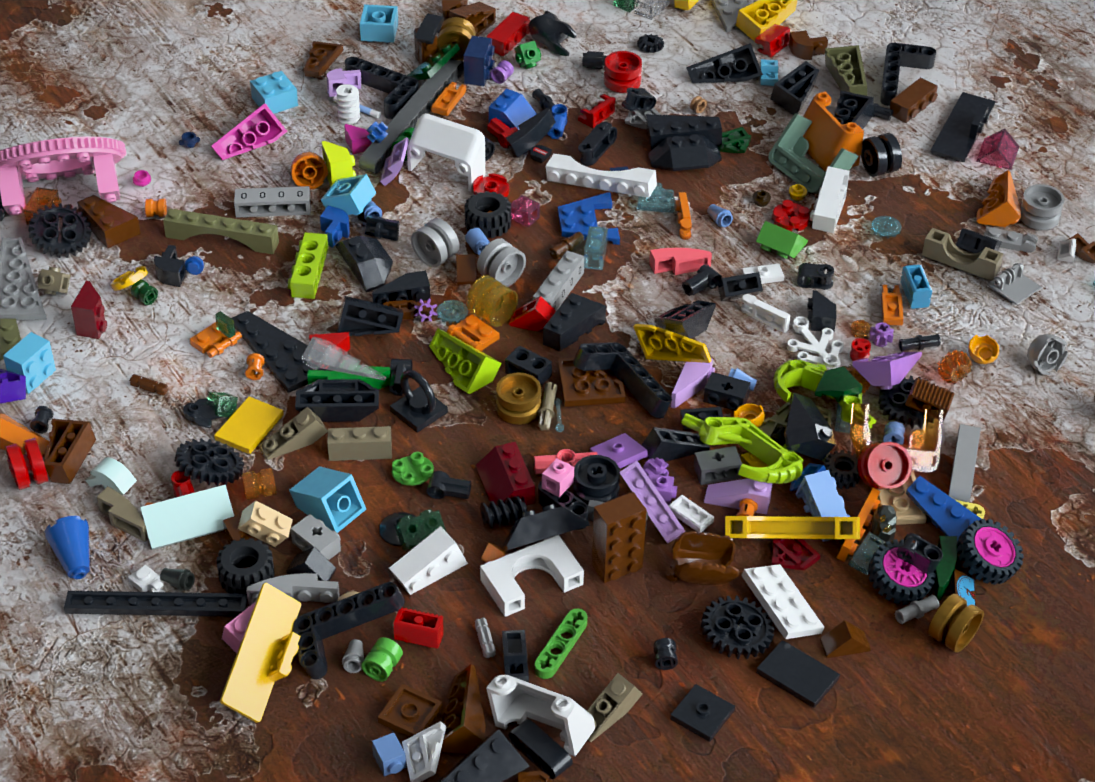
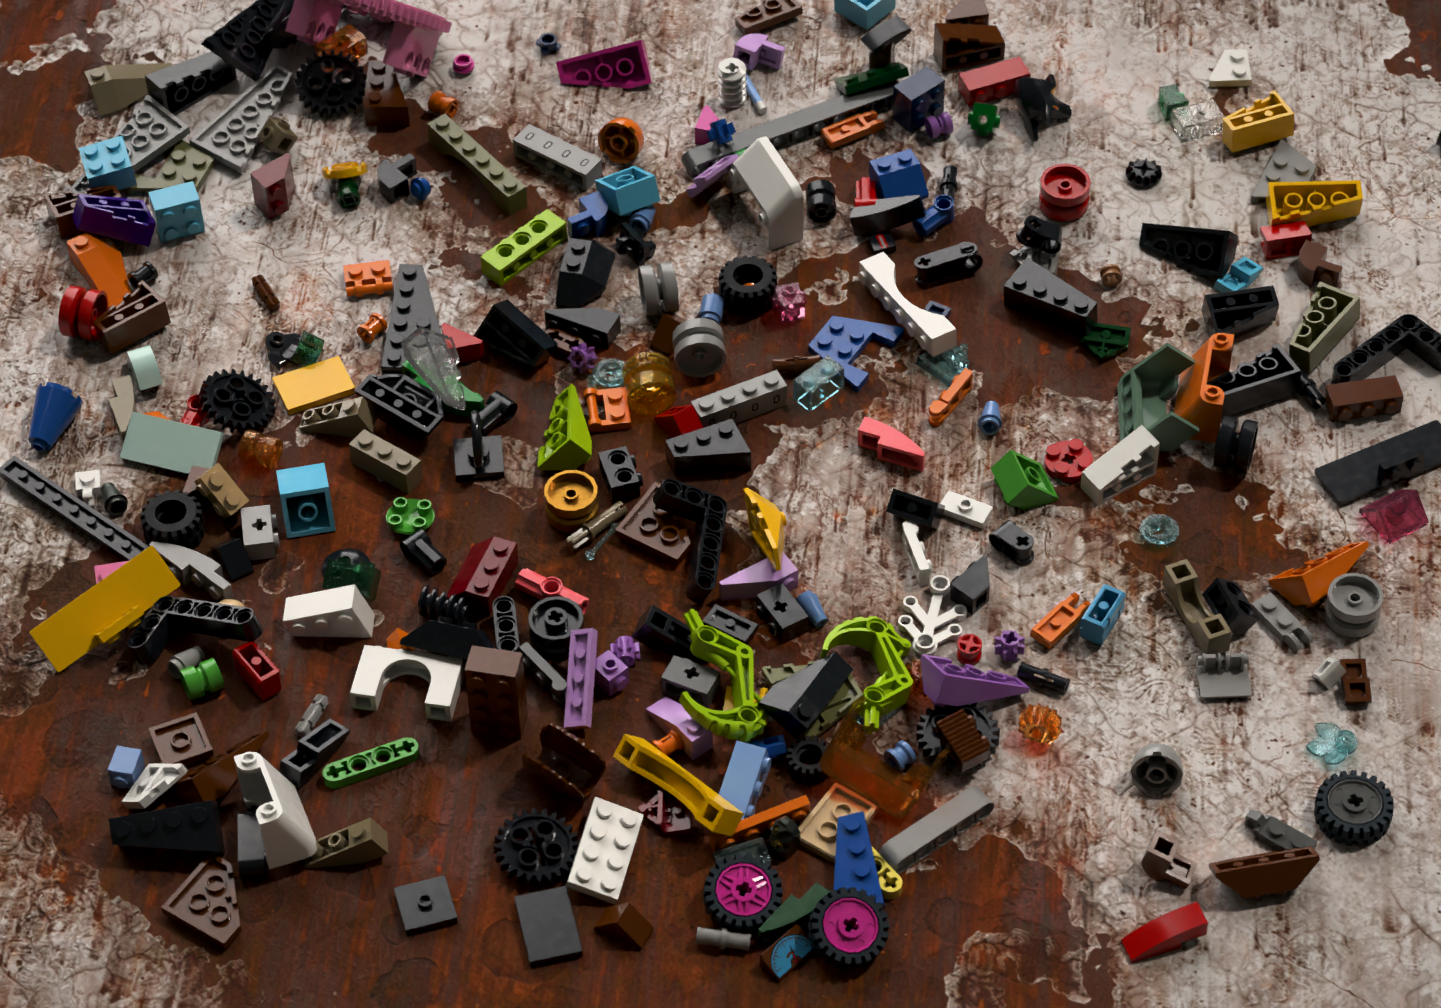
camera: 40 degrees right, 5 degrees up
(225, 324) = (377, 268): clear green tile -> none
(274, 91) = (678, 30): medium azure brick -> none
(338, 162) = (650, 149): neon yellow slope -> none
(397, 85) = (812, 82): black beam -> none
(455, 31) = (920, 52): pearl gold wheel -> none
(494, 180) = (788, 267): red plate -> none
(558, 477) = (513, 601): bright pink brick -> none
(594, 59) = (1050, 156): black brick -> none
(599, 112) = (993, 228): red hinge -> none
(621, 450) = (612, 612): medium lavender plate -> none
(665, 654) = (444, 832): black wheel -> none
(684, 153) = (1033, 328): black wedge -> none
(687, 319) = (820, 513): black wedge -> none
(691, 514) = (615, 714): white plate -> none
(704, 278) = (885, 480): black piece -> none
(751, 412) = (775, 651): light orange hair -> none
(761, 198) = (1060, 422): dark brown plate -> none
(797, 192) = (1107, 437): yellow plate -> none
(837, 383) = (884, 668): dark green slope -> none
(860, 328) = (995, 622): clear orange plate -> none
(884, 465) = (815, 778): wheel -> none
(921, 553) = (763, 880): black piece -> none
(956, 622) = (732, 972): pearl gold wheel -> none
(983, 349) = (1096, 723): light orange hair -> none

